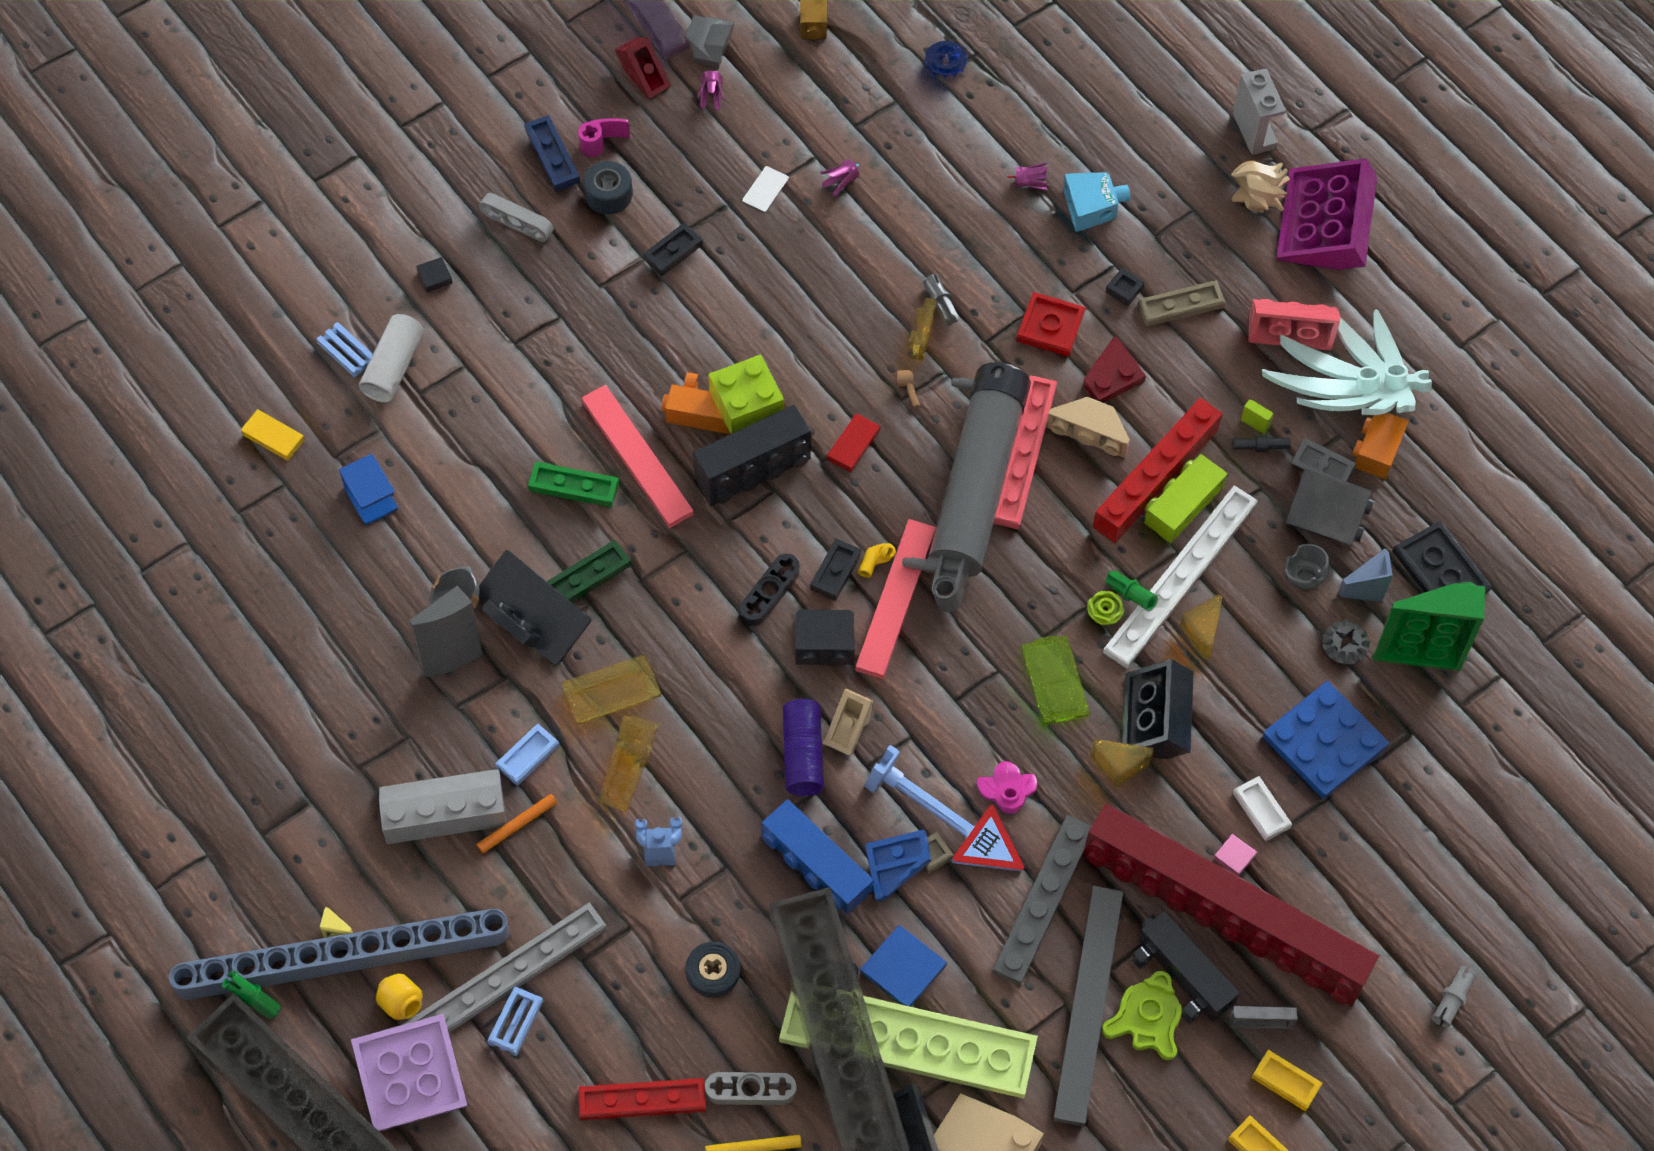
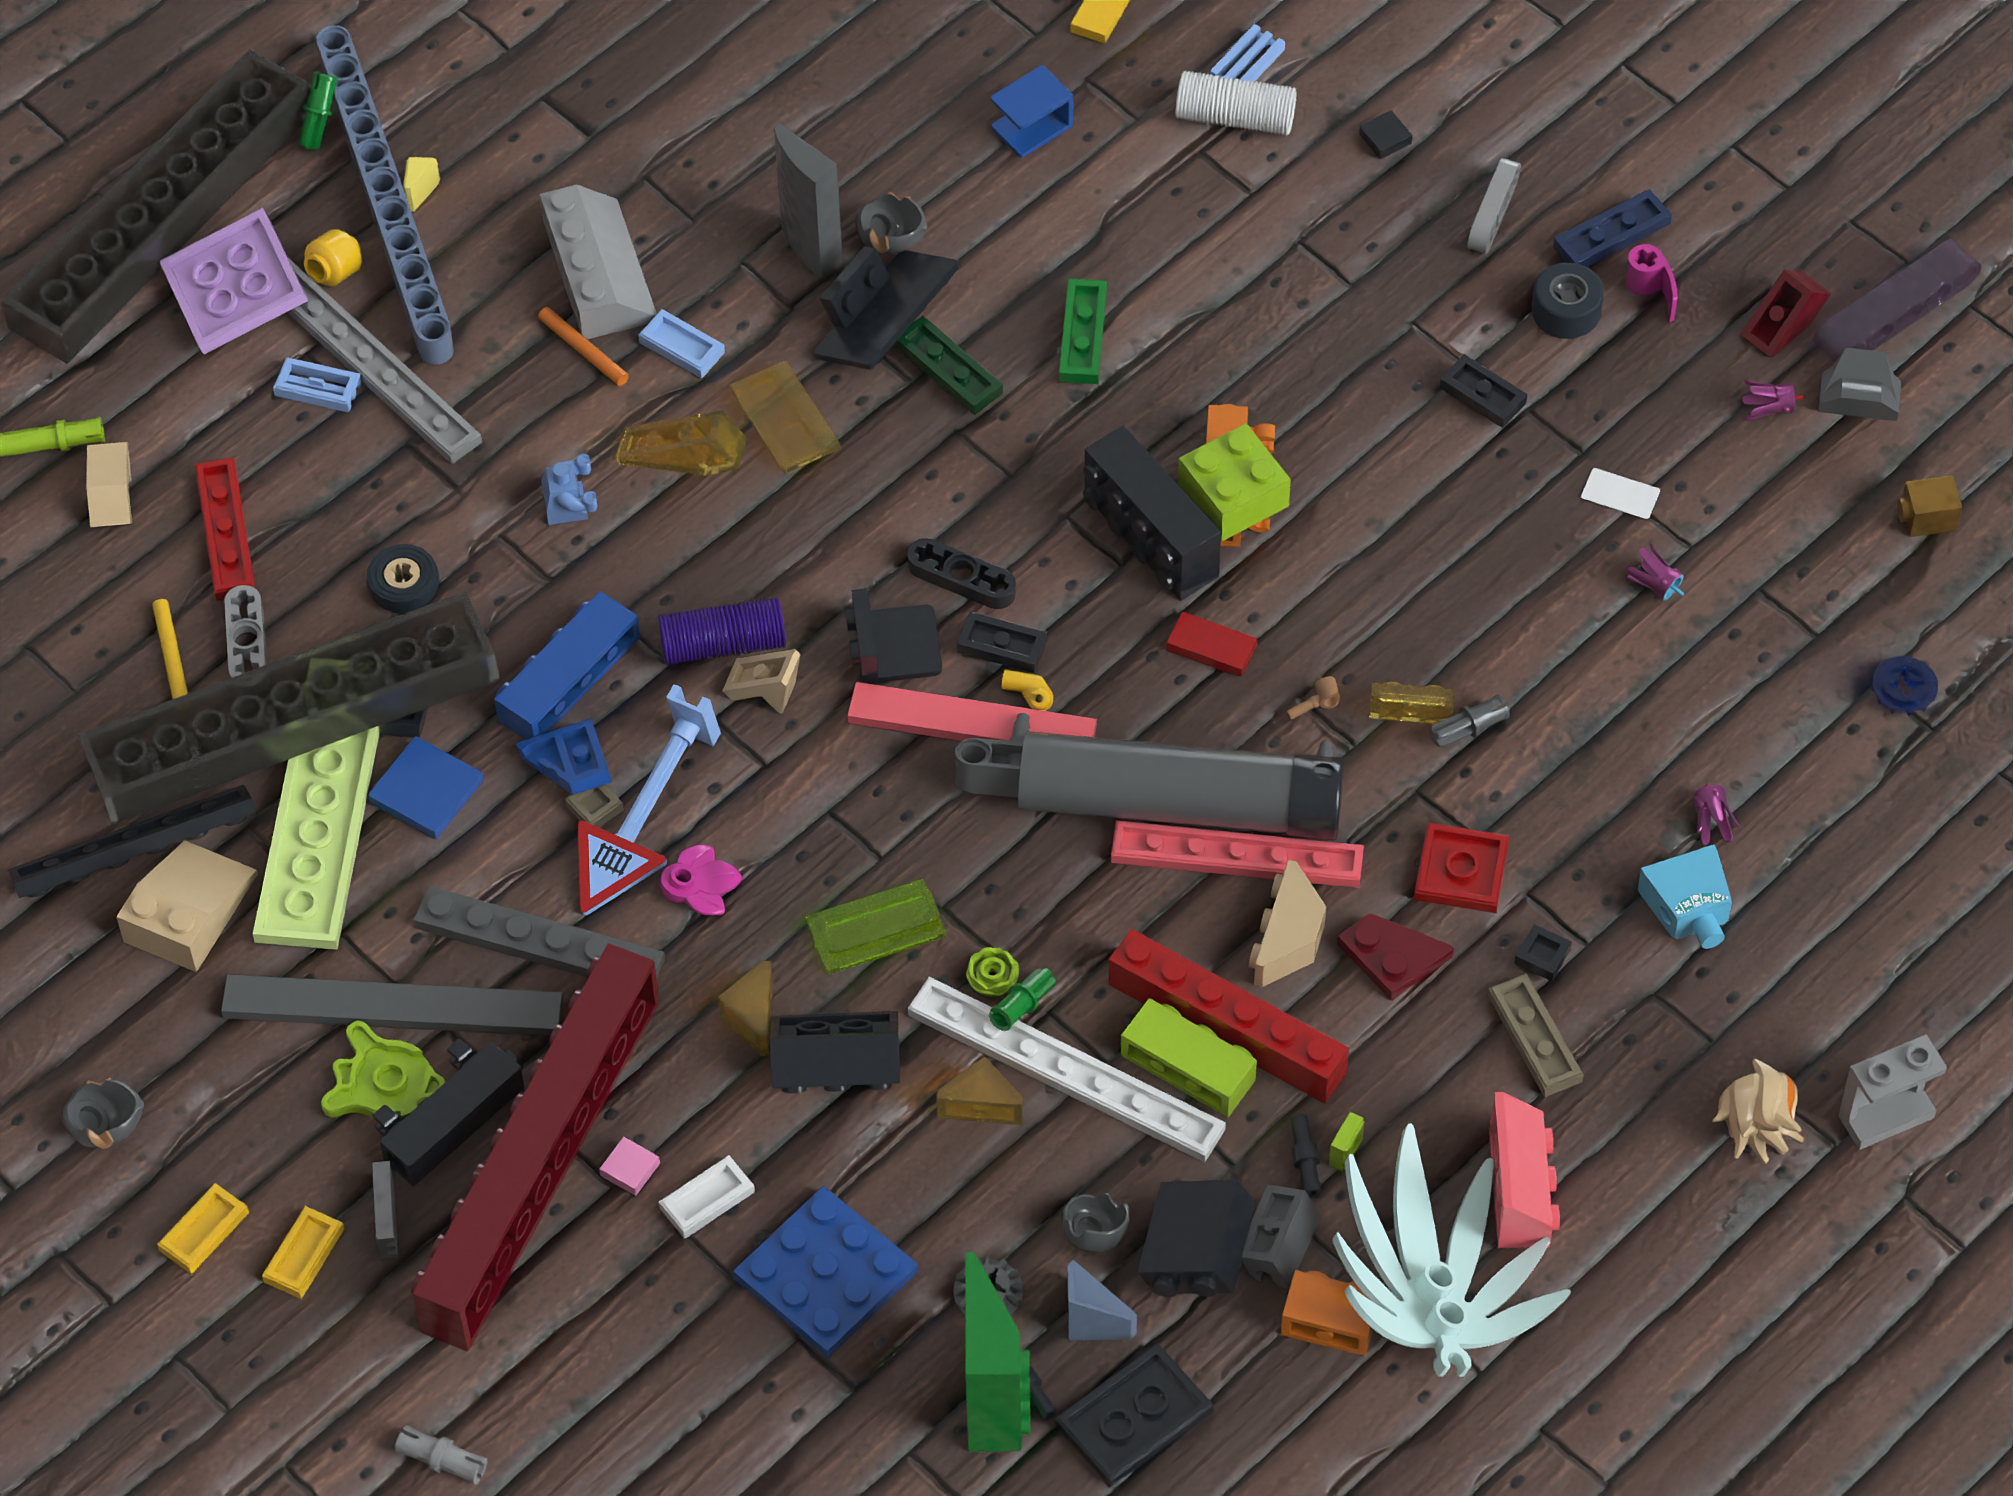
camera: 85 degrees right, 5 degrees down
(637, 456) = (1145, 395): coral tile -> none
(1328, 215) = (1736, 1220): magenta slope -> none

